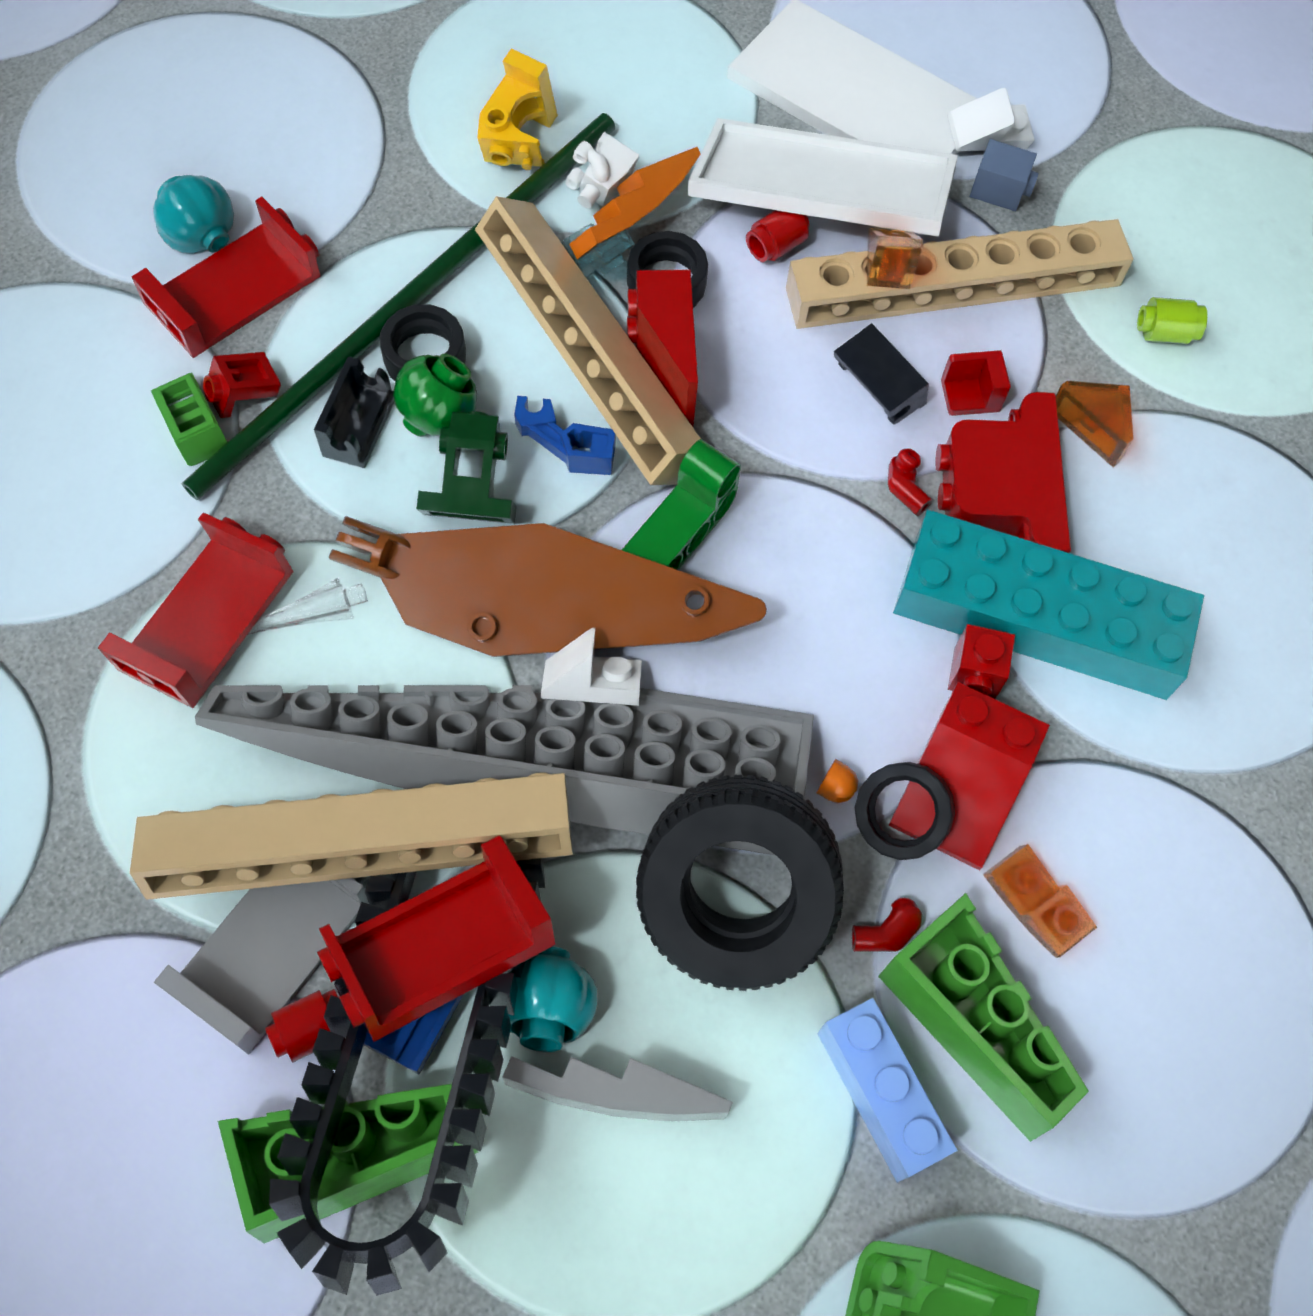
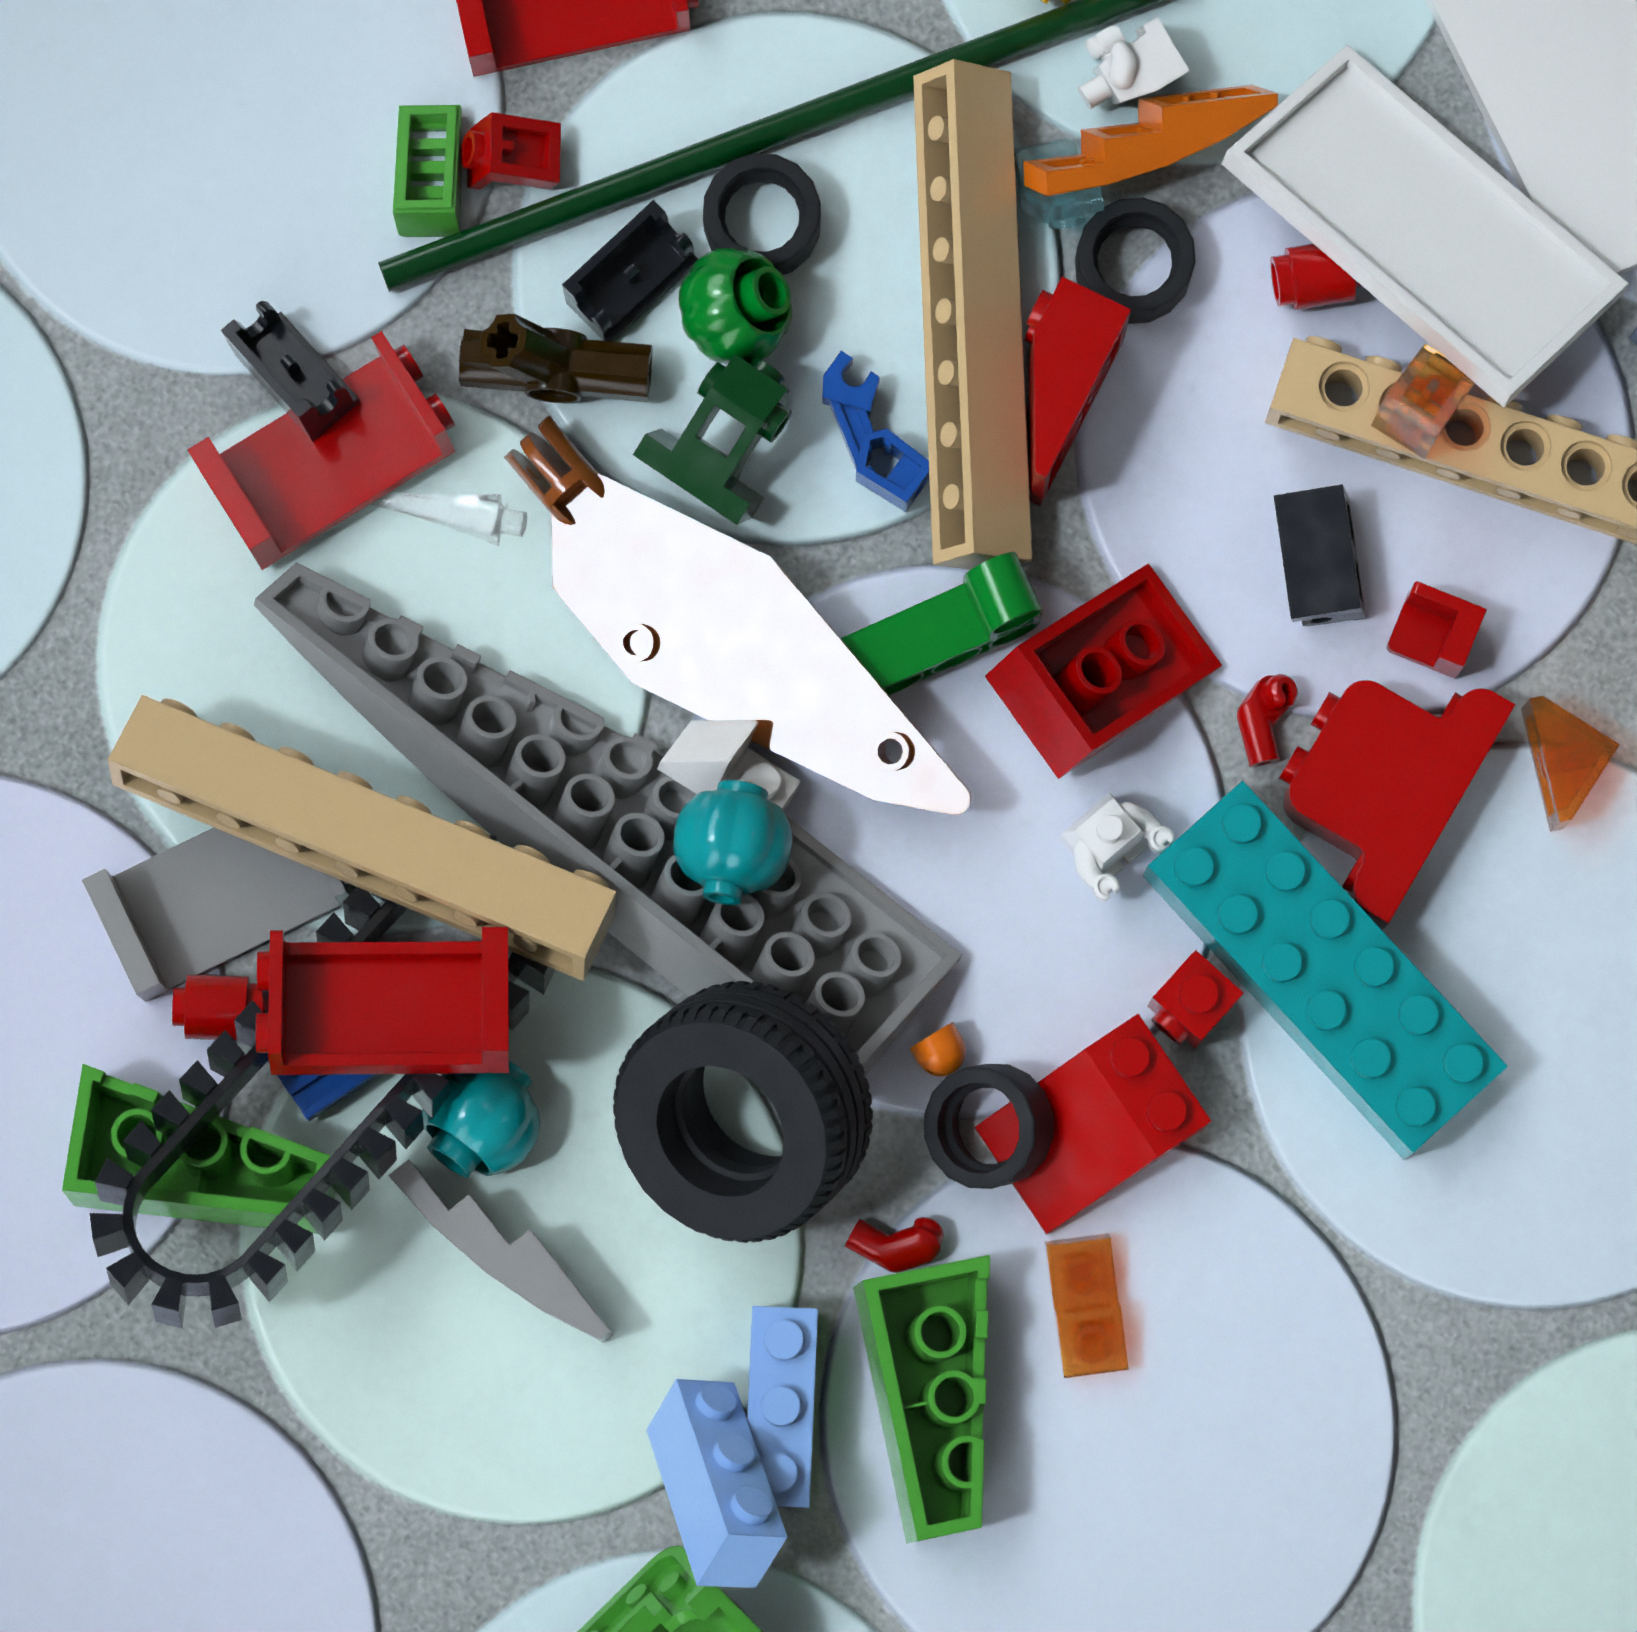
camera: 35 degrees right, 15 degrees up
(150, 573) = (291, 370): none -> black hinge
(329, 486) = (553, 363): none -> dark brown piece
(623, 707) = (732, 841): none -> teal plant
(791, 502) = (1102, 670): none -> red slope
(862, 593) = (1110, 835): none -> white piece
(885, 1173) = (716, 1484): none -> light blue brick

